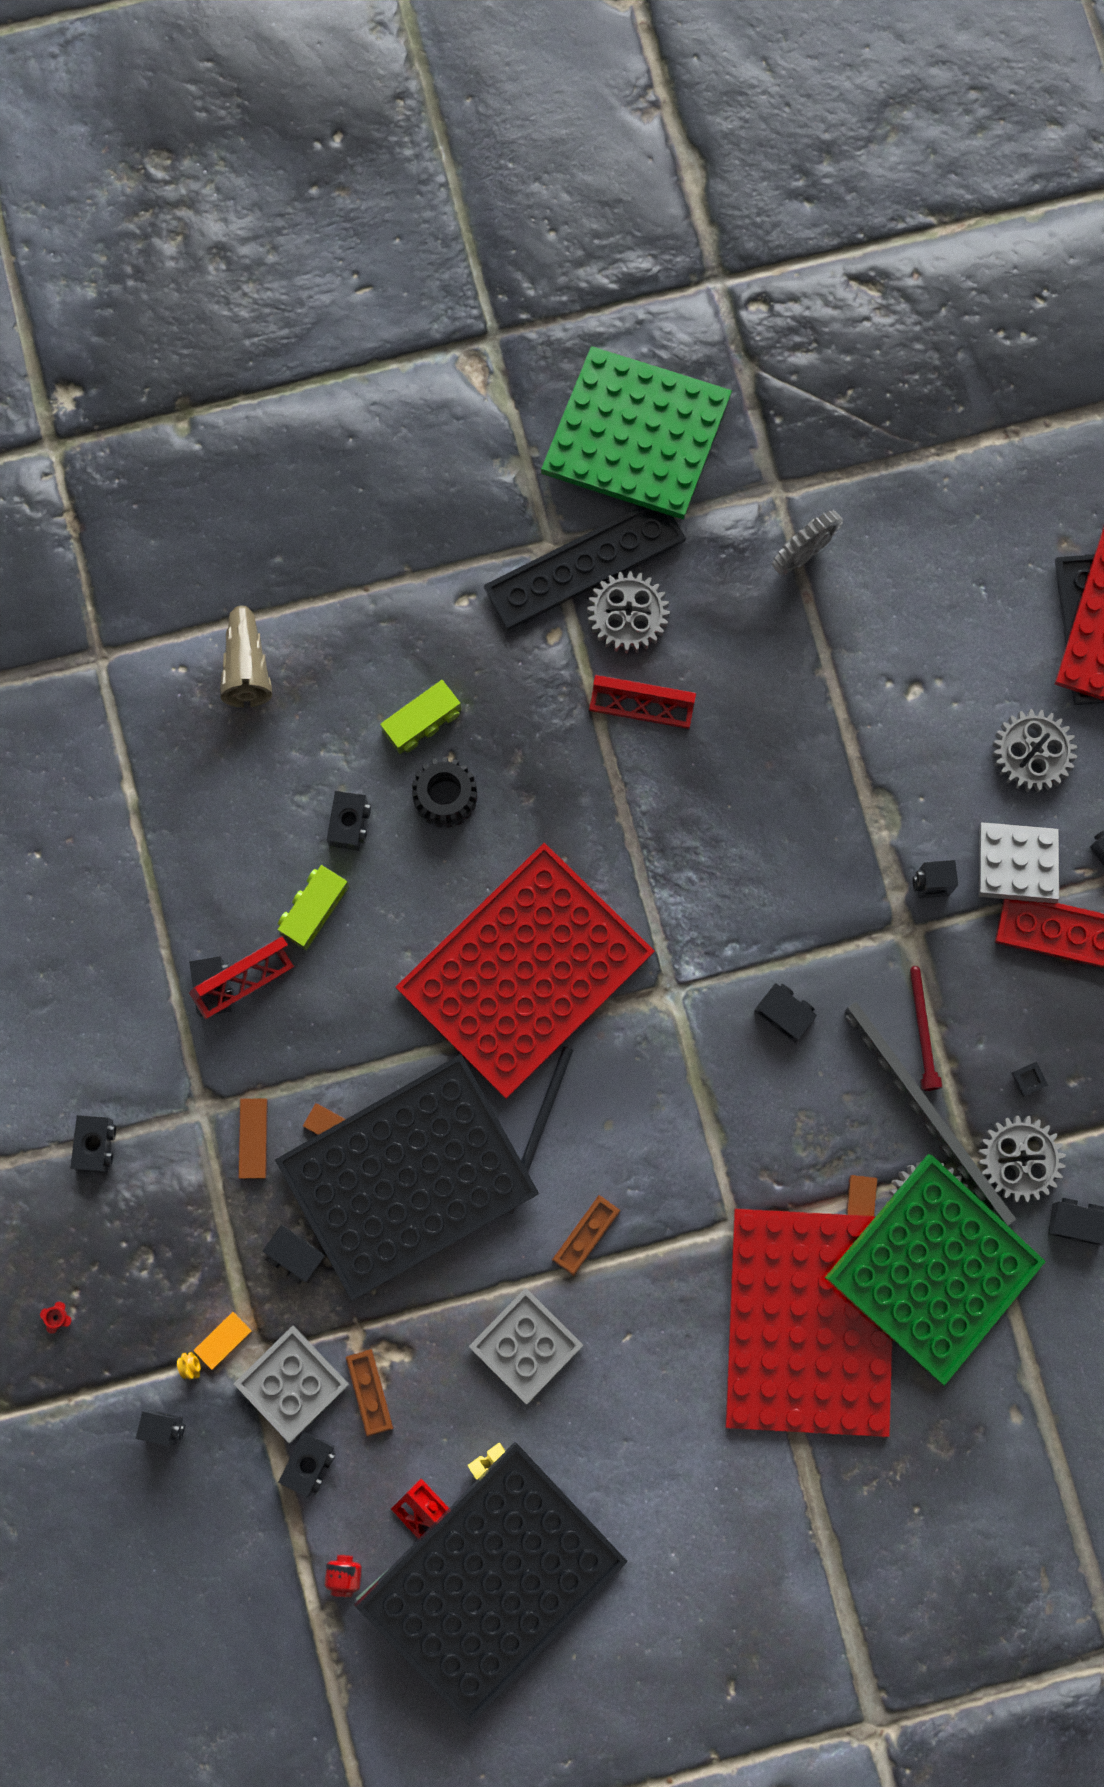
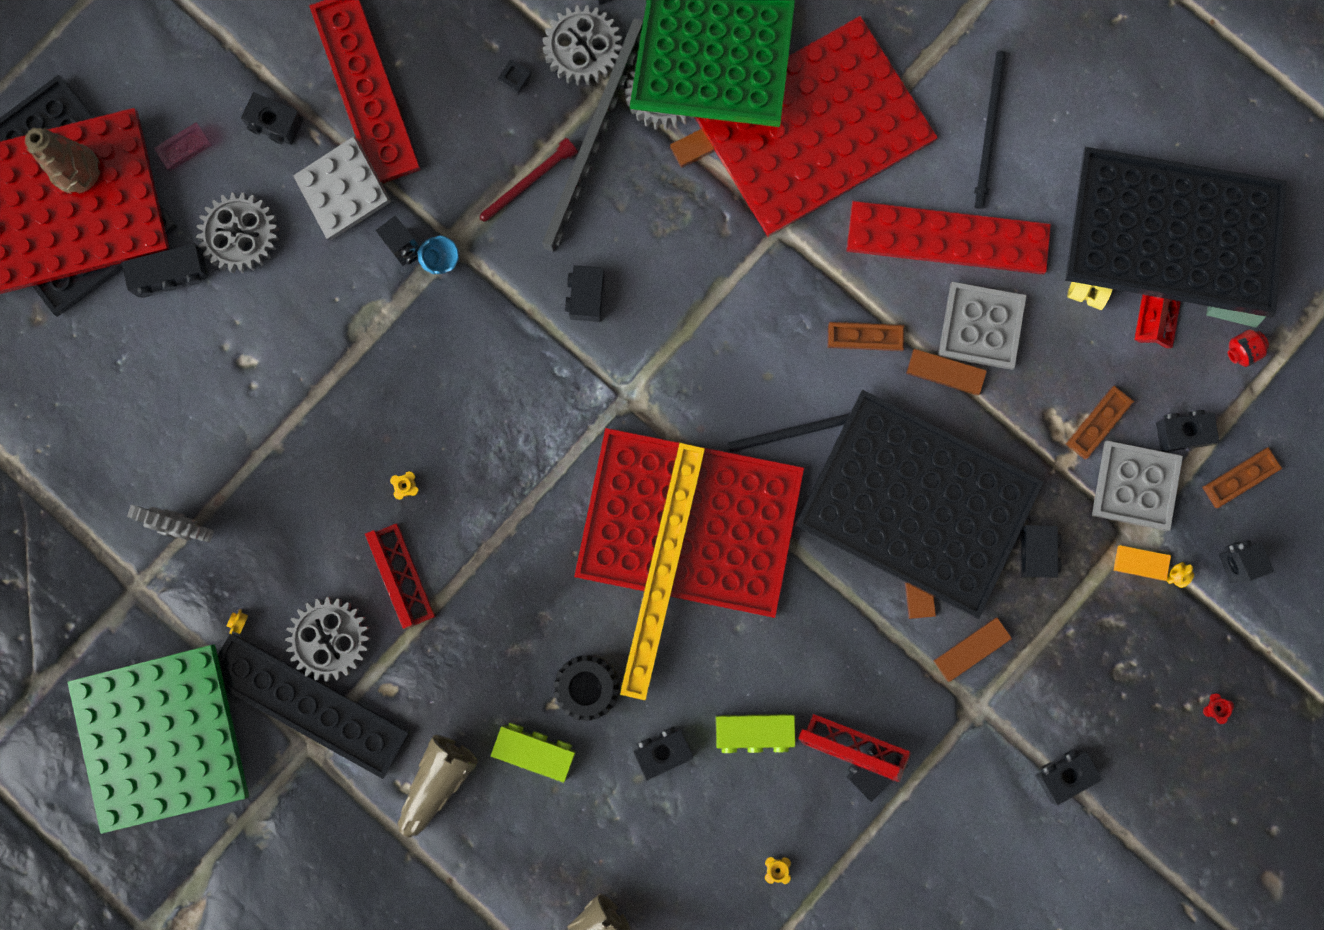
camera: 120 degrees left, 5 degrees up
(186, 845) = (783, 864): none -> yellow plate
(233, 1487) = (1242, 477): none -> dark orange tile
(453, 629) = (439, 776): none -> dark tan cone
(499, 917) = (662, 571): none -> yellow plate
(506, 1285) = (946, 372): none -> dark orange tile
(626, 1374) = (948, 237): none -> red plate
(651, 1436) = (981, 189): none -> black bar
(692, 549) = (237, 622): none -> yellow plate
(711, 757) = (410, 489): none -> yellow plate
(903, 906) = (438, 255): none -> dark azure hair
(1038, 670) = (165, 270): none -> black brick

